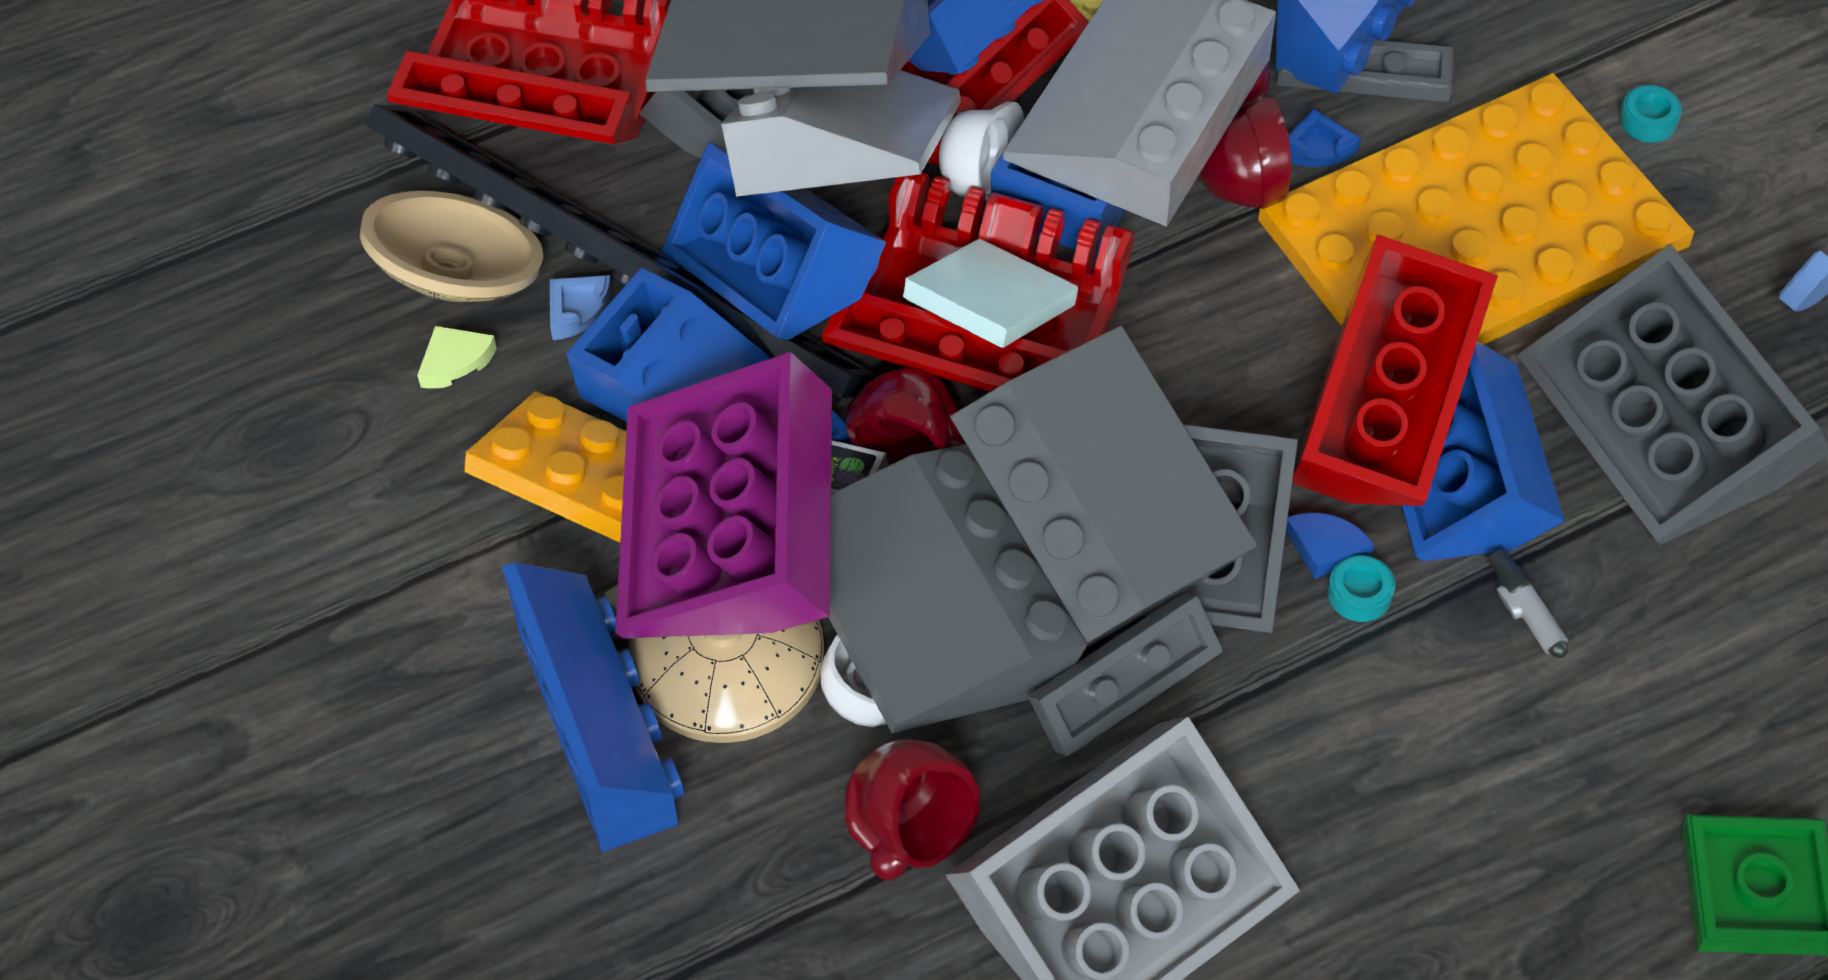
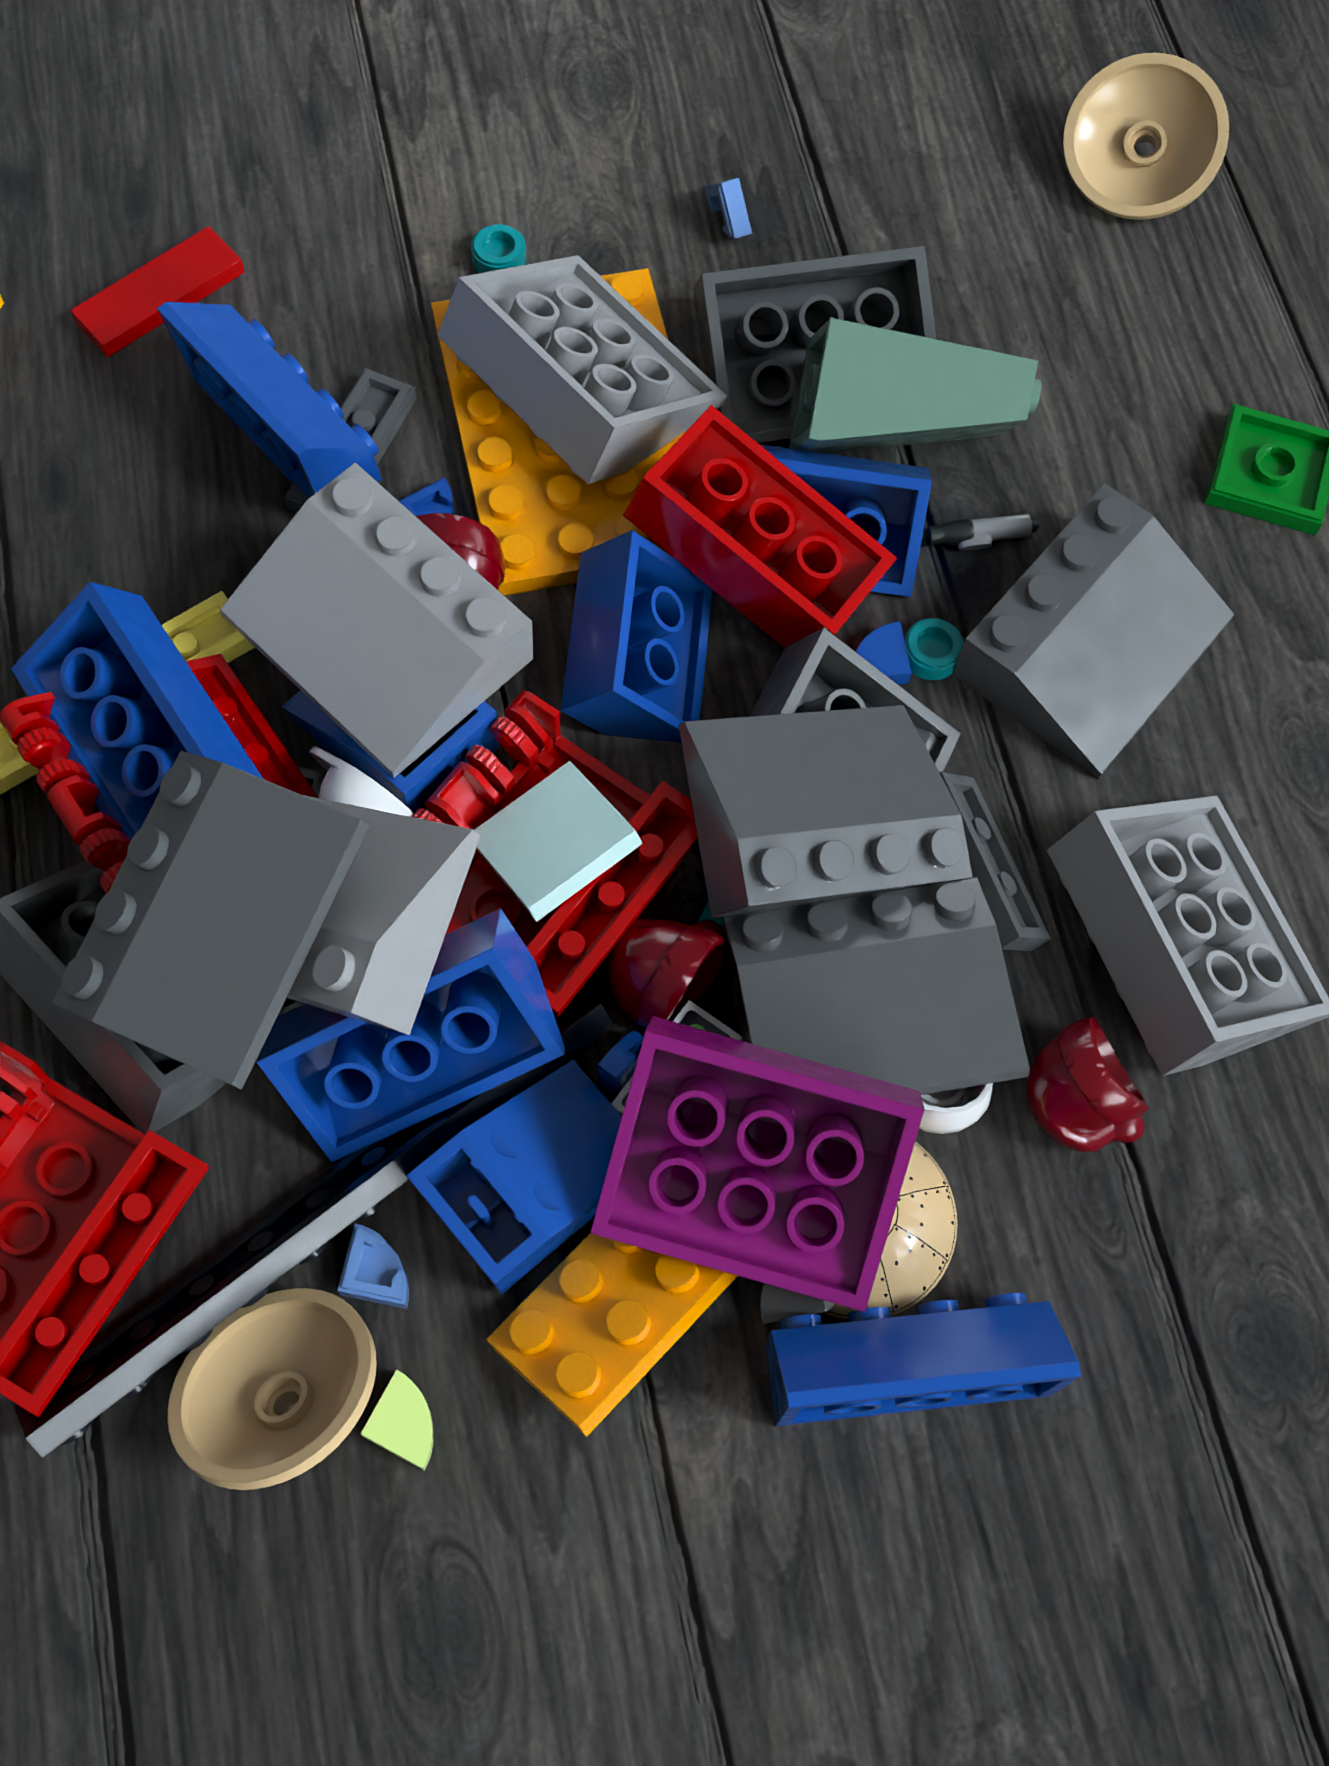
camera: 80 degrees left, 10 degrees up
(1243, 330) = (636, 641): none -> blue slope
(1445, 726) = (1095, 632): none -> slope
(1529, 186) = (576, 363): none -> light grey slope
(1623, 443) = (903, 389): none -> sand green slope

